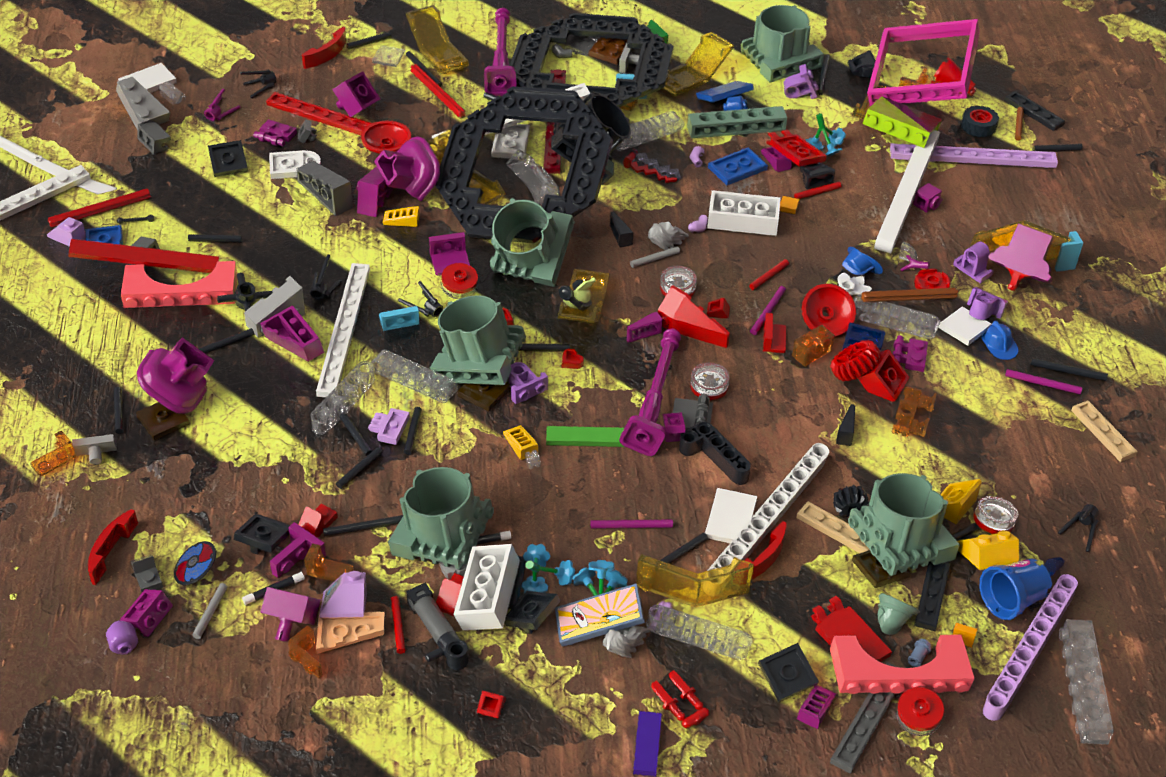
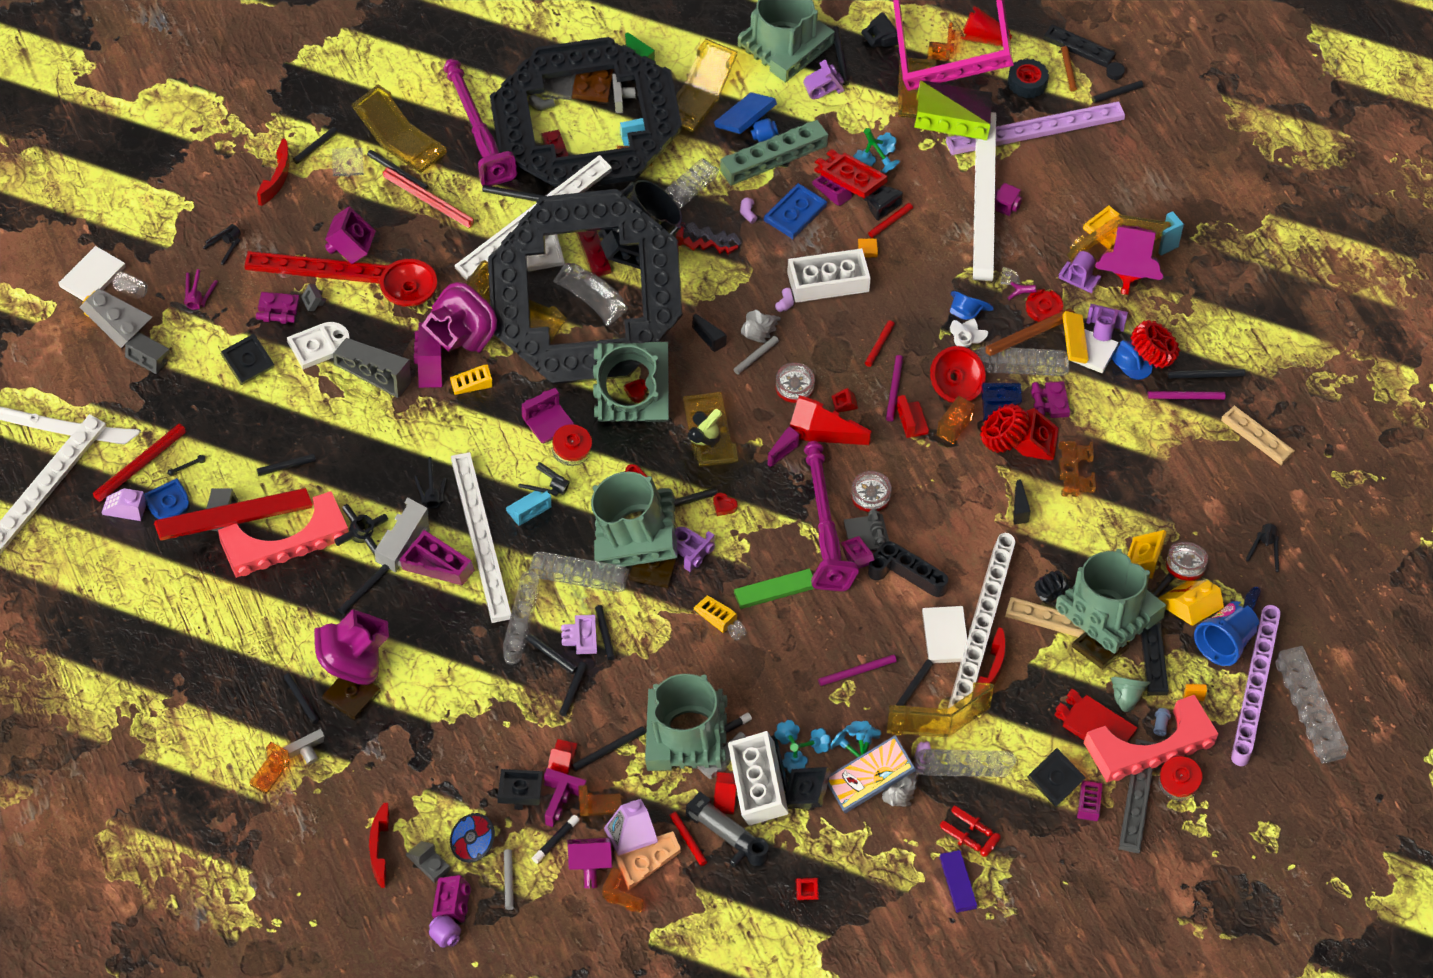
camera: 20 degrees left, 10 degrees up
(951, 309) = (1075, 337): none -> yellow tile
(1025, 331) = (1155, 344): none -> red gear
(1060, 133) = (1115, 71): none -> black tile

